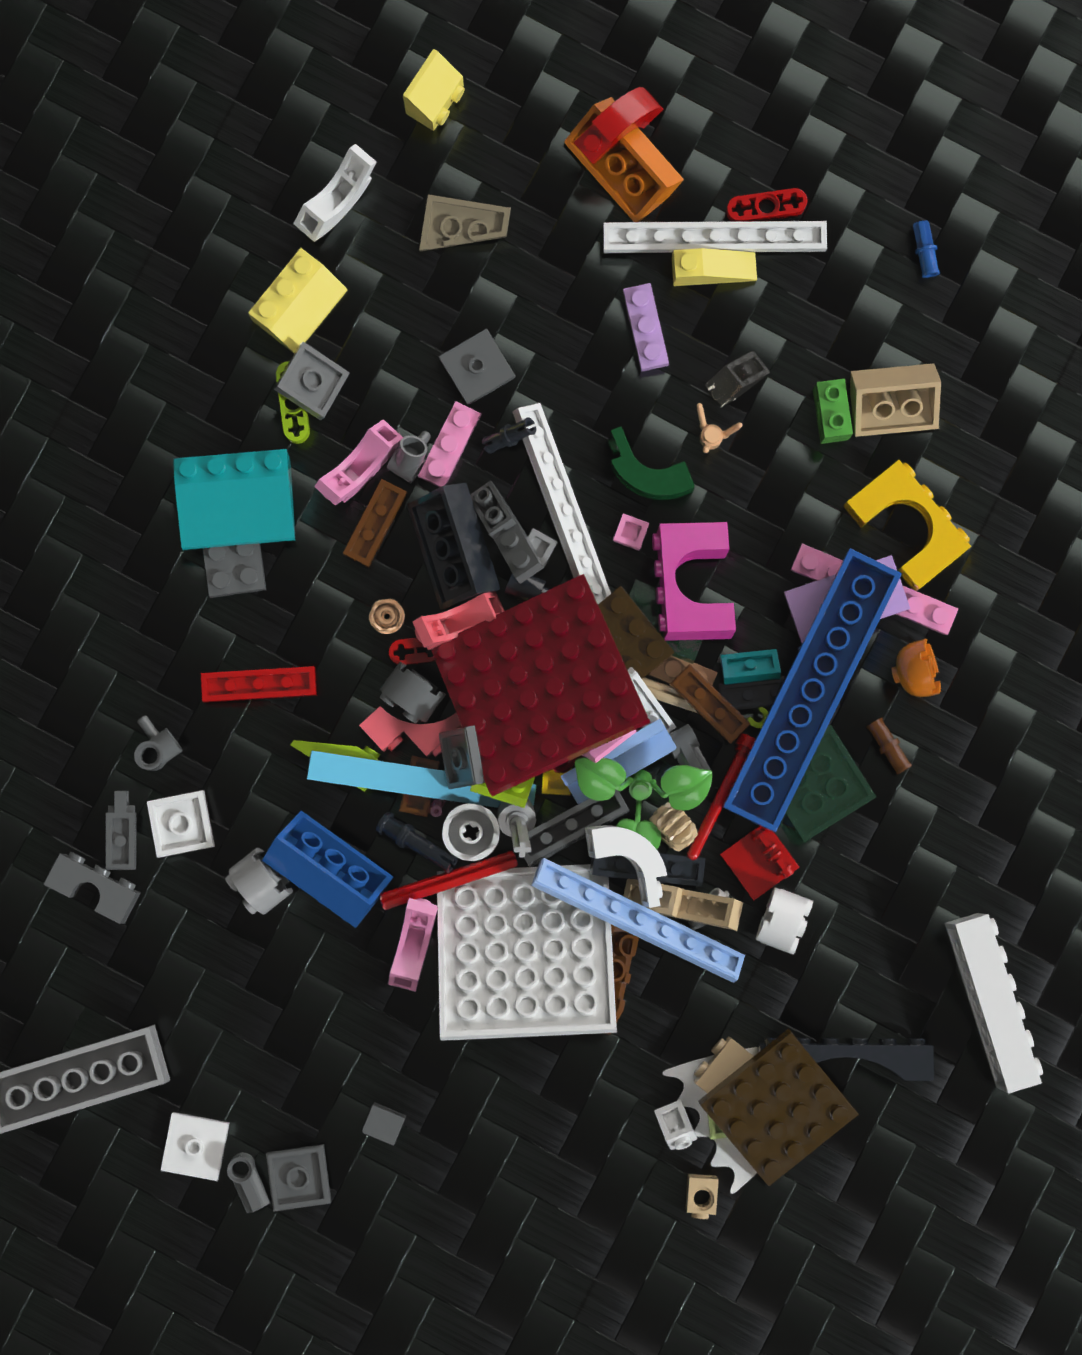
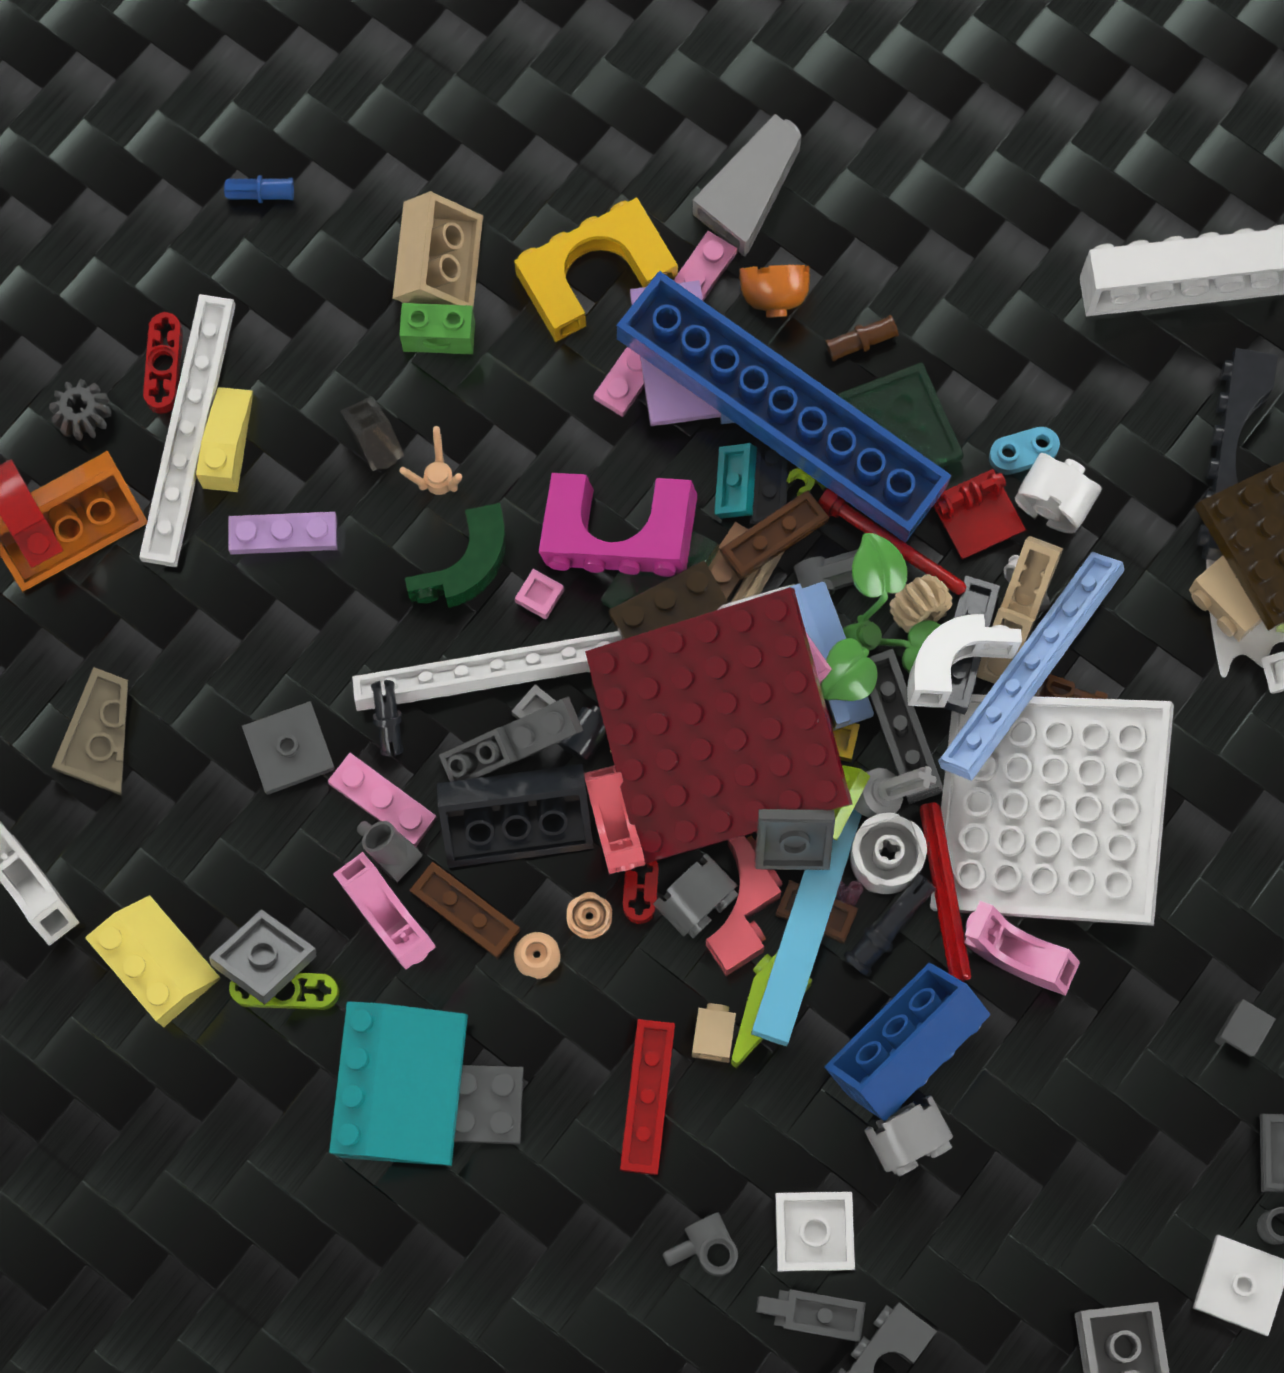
camera: 75 degrees left, 10 degrees down
(313, 724) = (714, 1033): none -> tan brick
(354, 591) = (540, 966): none -> light nougat plate
(723, 145) = (71, 401): none -> dark grey gear
(819, 890) = (1024, 449): none -> medium azure plate
(1002, 634) = (746, 188): none -> light grey slope

